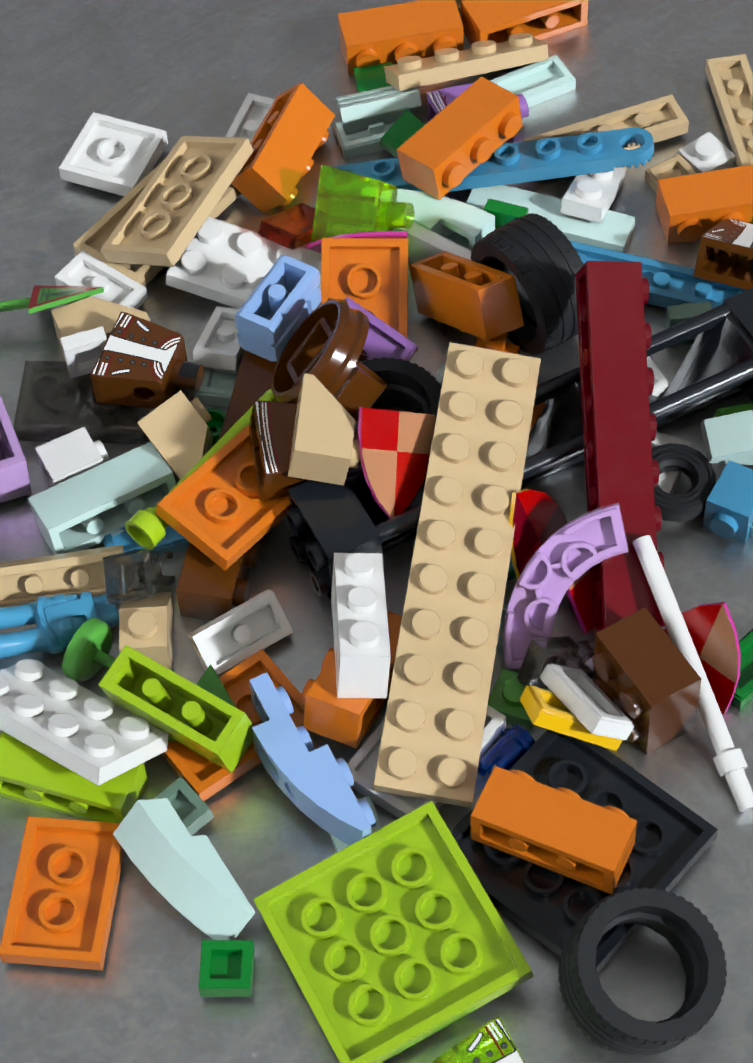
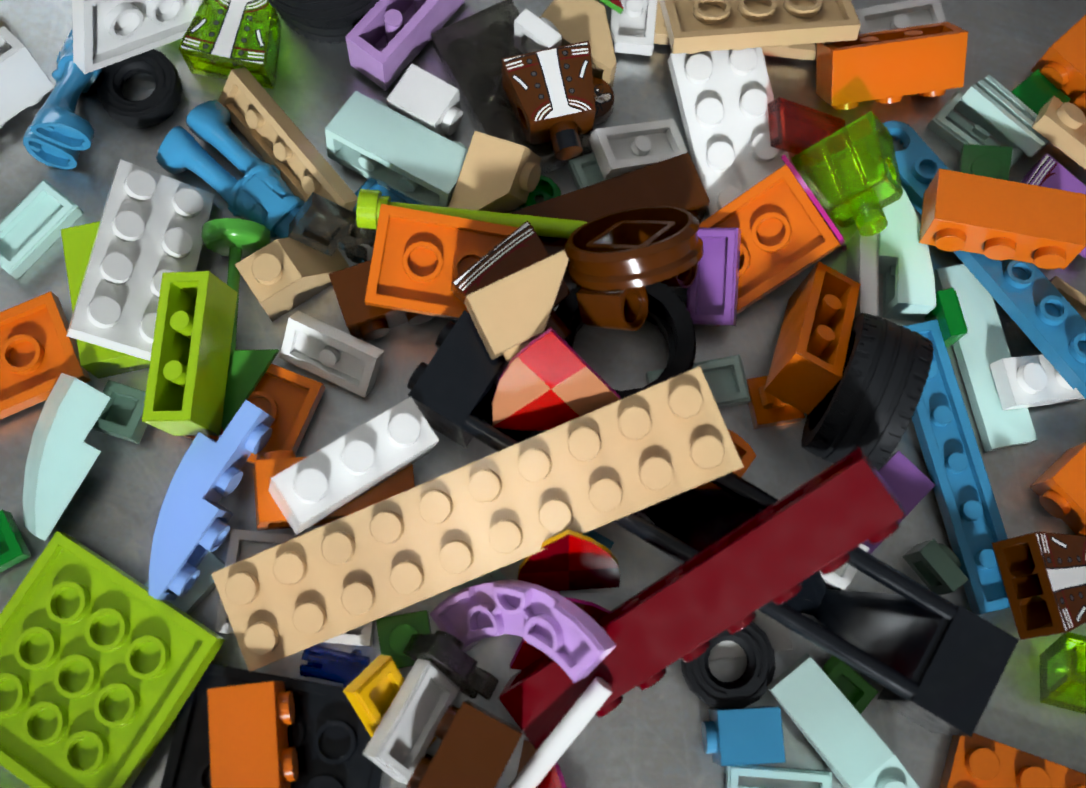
camera: 50 degrees right, 20 degrees up
(278, 307) = (676, 174): light blue brick -> none

